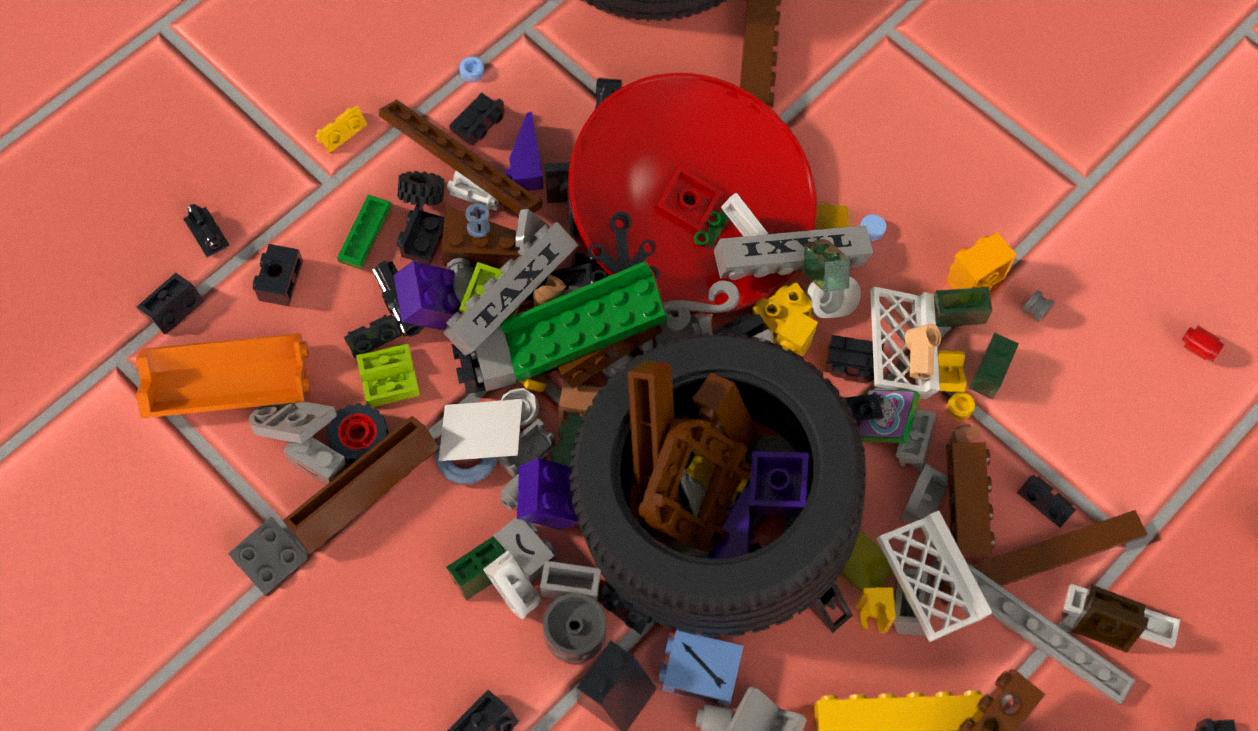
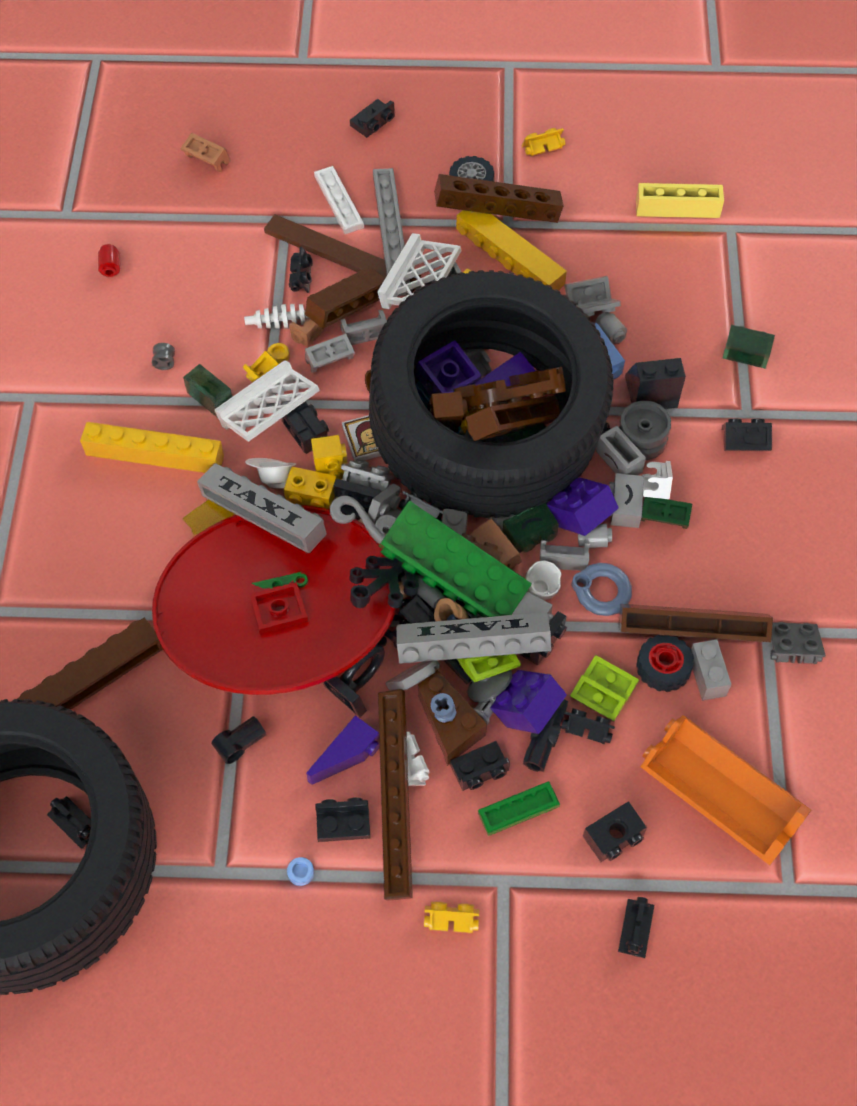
camera: 130 degrees left, 5 degrees down
(170, 303) = (715, 890): black bracket -> none
(291, 421) = (707, 700): light grey tile -> none
(421, 188) = (436, 796): black tyre -> none
(480, 430) = (583, 587): white sticker -> none
(742, 217) = (266, 551): white tile -> none
(826, 265) = (262, 462): brick -> none
(866, 406) = (347, 405): black hinge -> none
(875, 226) = (187, 490): light blue tile -> none
(898, 417) = (332, 375): tile -> none
(921, 343) = (264, 381): light nougat piece -> none
(937, 226) = (151, 447): none -> yellow brick
(981, 264) = (167, 396): light orange brick -> none
(993, 366) = (234, 349): clear green brick -> none
(1004, 433) = (275, 317): none -> white piece
(1111, 619) = (347, 193): dark brown bracket -> none

